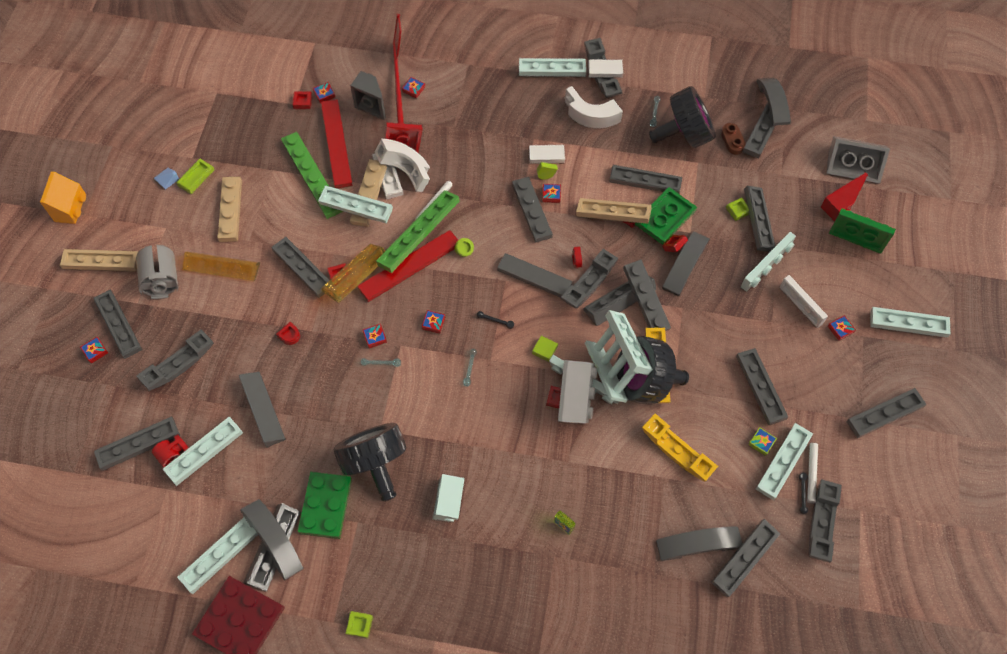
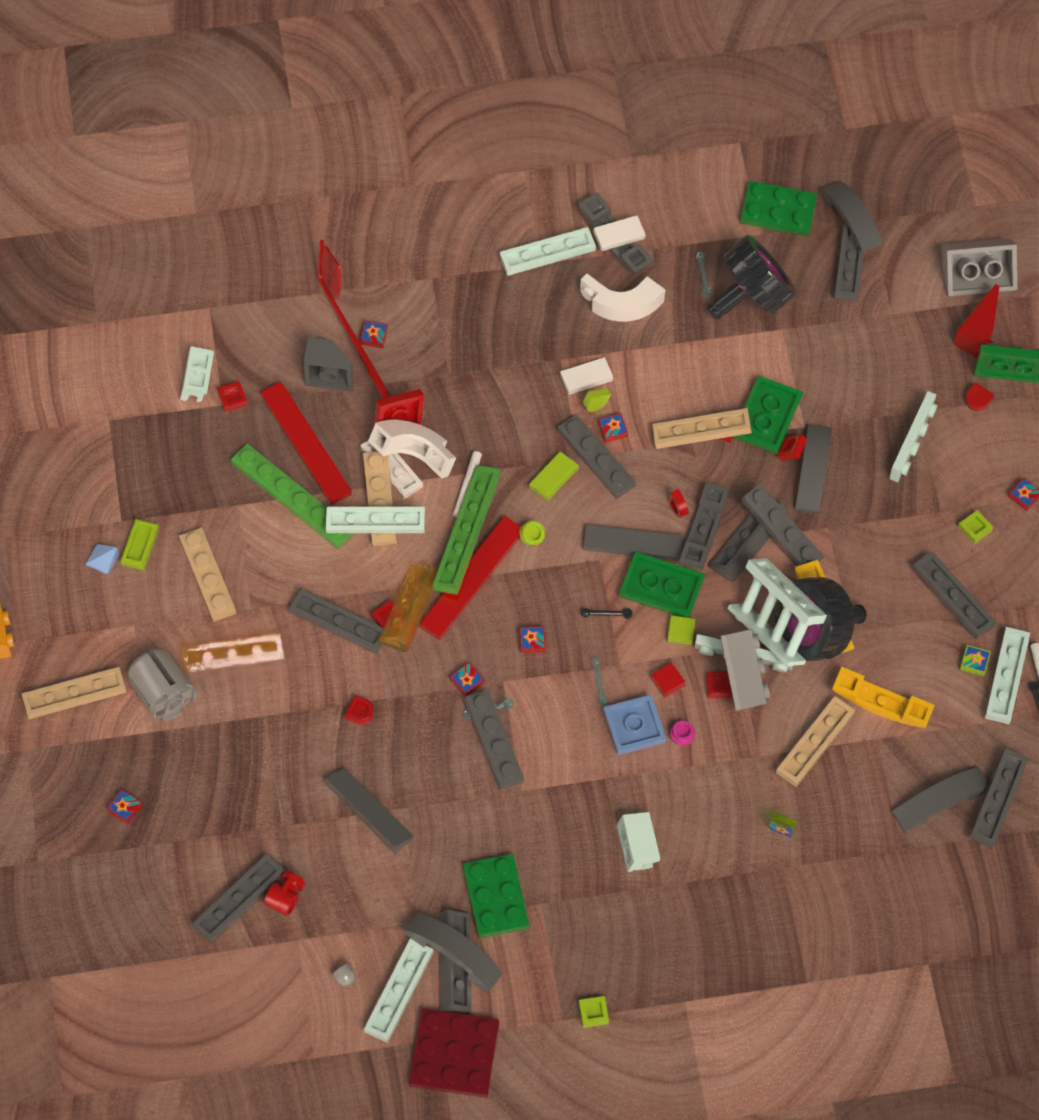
camera: 20 degrees left, 0 degrees up
(117, 324) = (136, 765): dark grey tile -> none
(177, 363) = (239, 786): dark grey slope -> none
(184, 529) = (344, 975): none -> light grey hinge
(202, 451) = (322, 881): light aqua plate -> none
(283, 77) = (197, 373): none -> light aqua hinge
(324, 92) = (256, 377): tile -> none
(371, 452) = (531, 815): black wheel -> none
(374, 385) = (494, 739): none -> dark grey plate
(481, 407) = (634, 724): none -> medium blue plate
(496, 213) = (553, 476): none -> lime tile
(515, 425) = (682, 733): none -> dark pink plate
(520, 382) = (667, 680): none -> red tile
(543, 312) = (662, 585): none -> green plate
(614, 464) = (815, 741): none -> tan plate
(644, 179) = (723, 372): dark grey tile -> none
(723, 83) = (778, 208): none -> green plate
(732, 137) = (815, 281): copper plate -> none
(738, 209) = (854, 378): lime tile -> none
(759, 218) = (884, 383): dark grey tile -> none
(795, 340) = (975, 527): none -> lime tile
(803, 301) = (970, 475): white tile -> none
(827, 248) = (978, 397): none -> red tile

